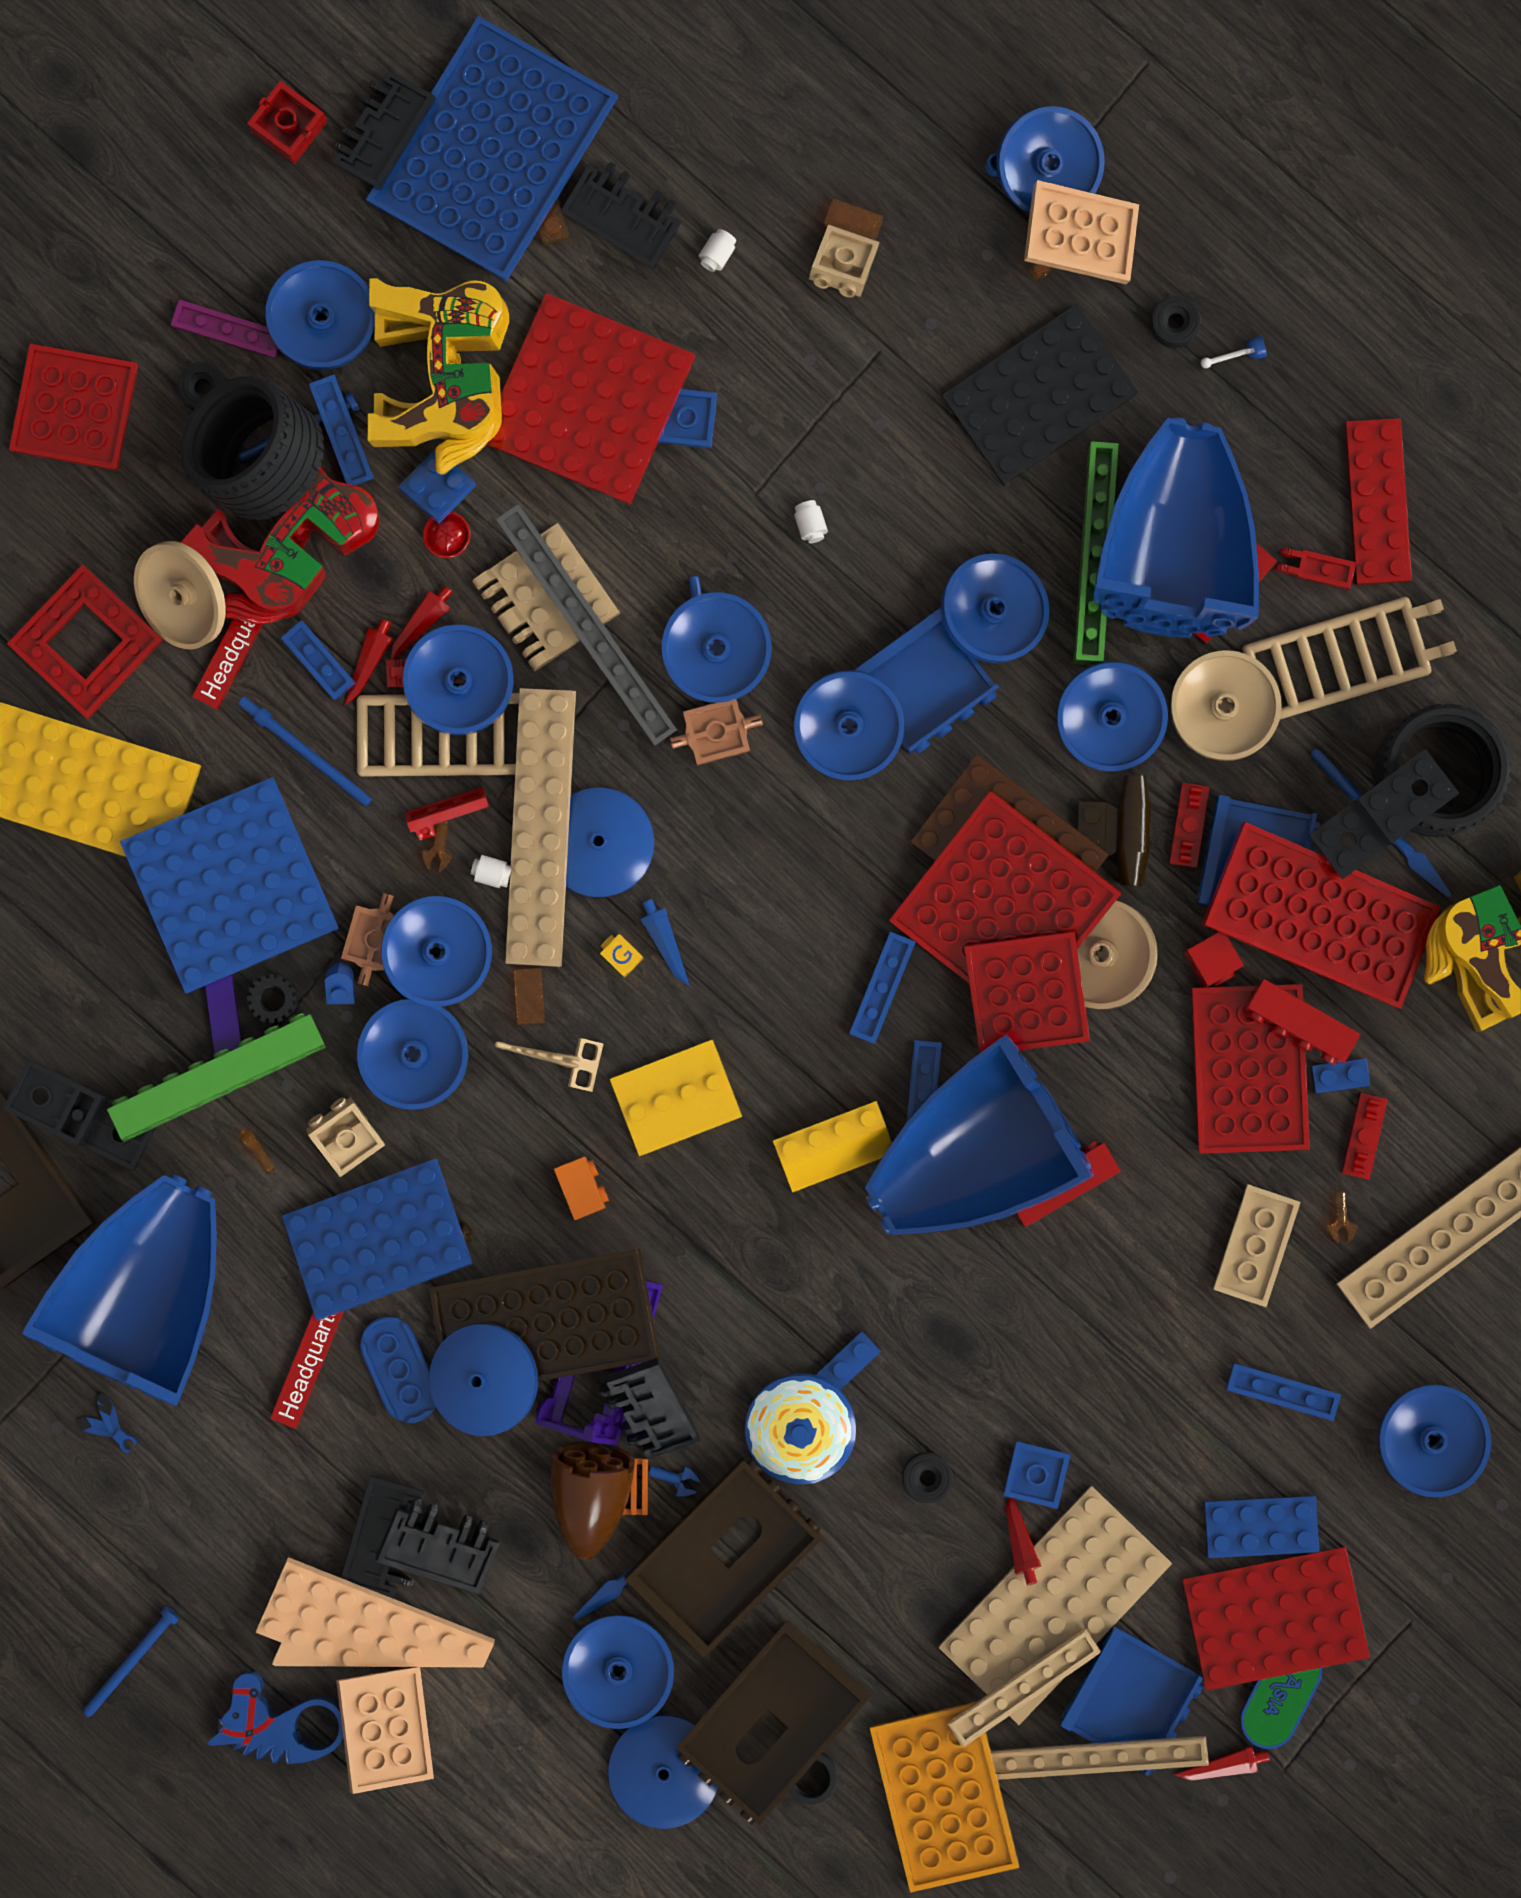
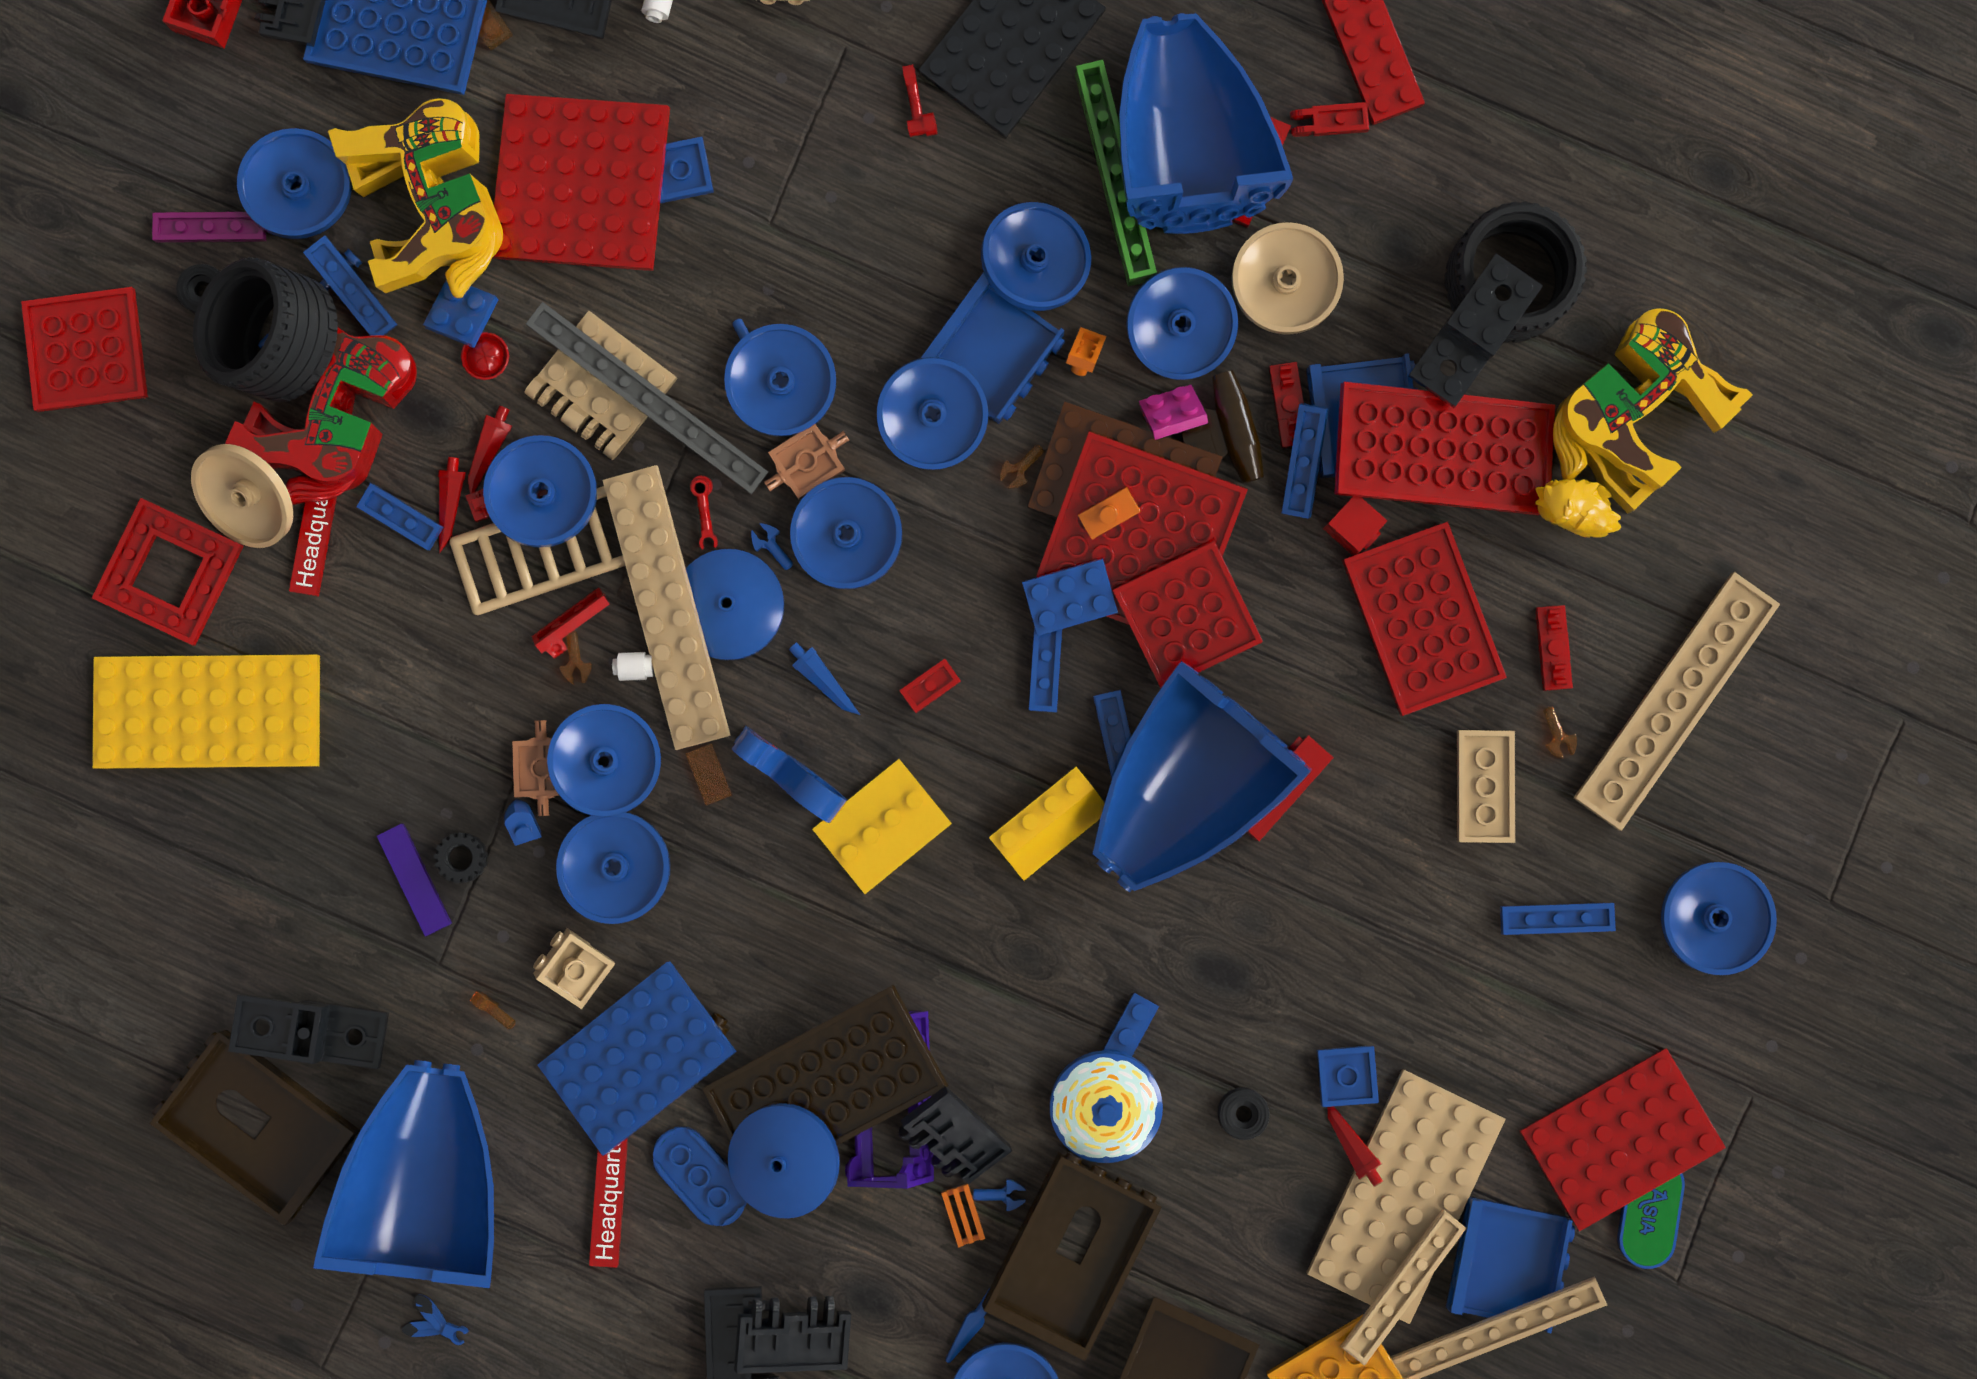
camera: 20 degrees left, 0 degrees up
(215, 1078) = (429, 952): bright green brick -> none
(229, 885) = (382, 761): blue plate -> none
(263, 718) = (365, 589): blue bar -> none
(567, 1060) = (766, 824): tan piece -> none
(581, 1187) = (818, 942): orange brick -> none
(589, 1494) = (922, 1237): reddish brown cylinder -> none
(606, 740) = (703, 504): none -> red brick
(606, 1021) = (790, 775): none -> blue animal
(620, 954) = (783, 705): yellow brick -> none
(658, 801) = (771, 546): none -> blue bar
(731, 811) = (846, 533): none -> blue dish
(764, 980) = (930, 686): none -> red plate
(810, 521) = (831, 231): white brick -> none
(917, 802) = (1021, 467): none -> clear orange bar
(922, 940) = (1069, 597): none -> blue plate
(927, 446) = (920, 122): none -> red brick
(984, 873) = (1109, 513): none -> orange tile
(1012, 713) = (1085, 351): none -> orange tile
(1076, 797) = (1173, 412): none -> dark pink plate
(1117, 958) = (1263, 553): tan dish -> none
(1185, 883) = (1305, 460): none -> blue plate
(1232, 1764) = (1629, 1291): red bar -> none
(1261, 1526) = (1579, 1055): blue plate -> none
(1301, 1021) = (1460, 557): red brick -> none
(1341, 1076) = (1512, 597): blue plate -> none
(1353, 620) = (1381, 158): tan bar -> none
(1416, 860) = (1517, 368): blue piece -> none
(1429, 1011) = (1578, 507): none -> yellow head

